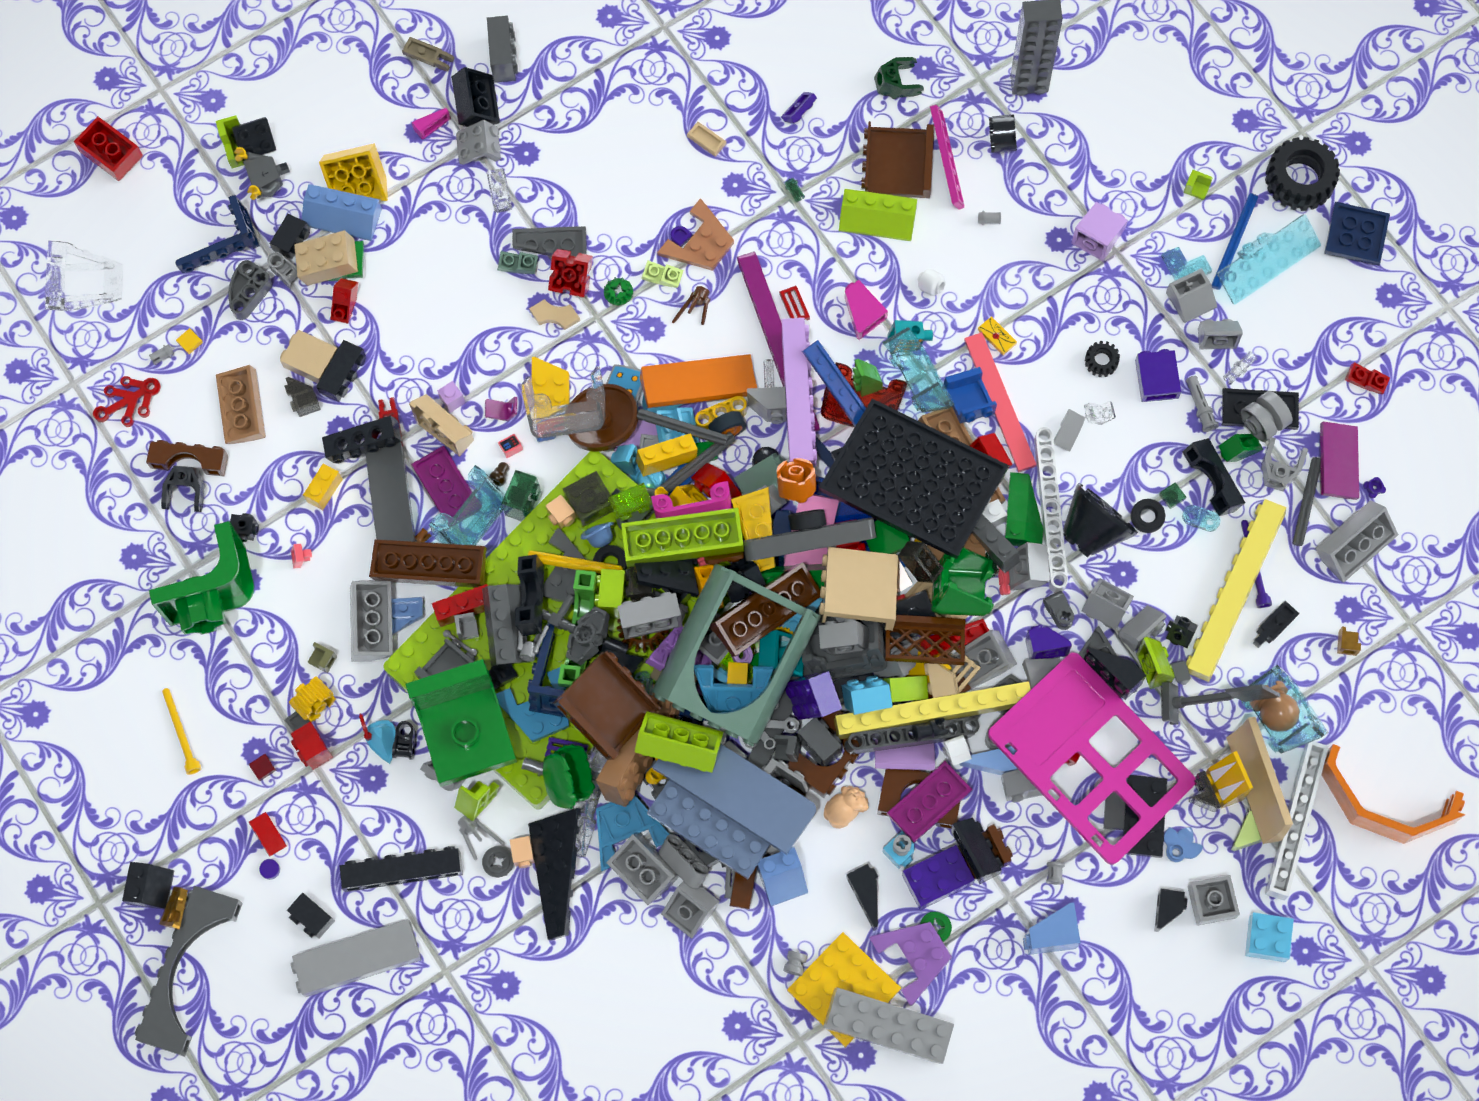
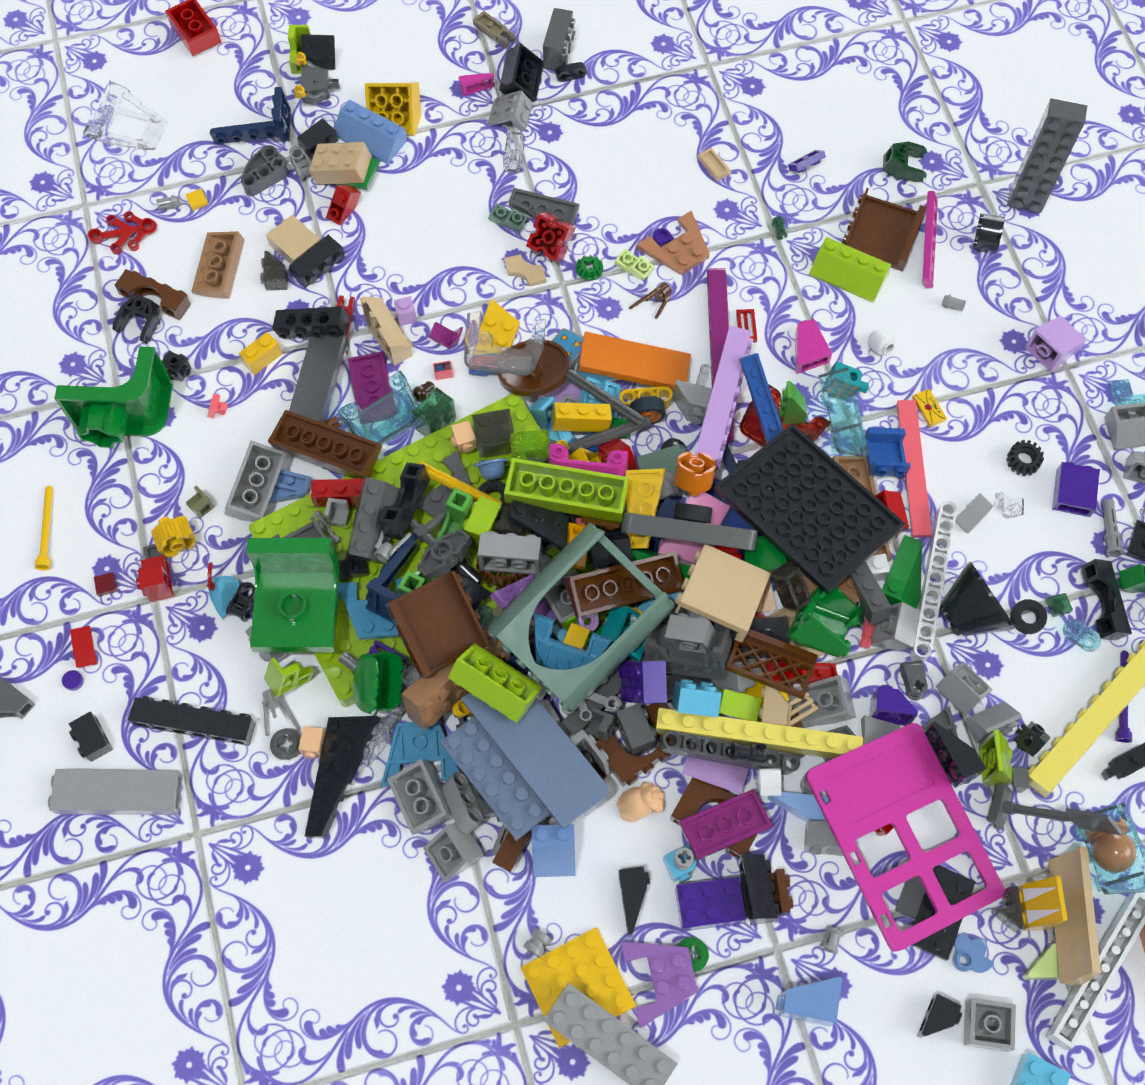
camera: 15 degrees right, 5 degrees down
(525, 79) = (570, 72): none -> black beam

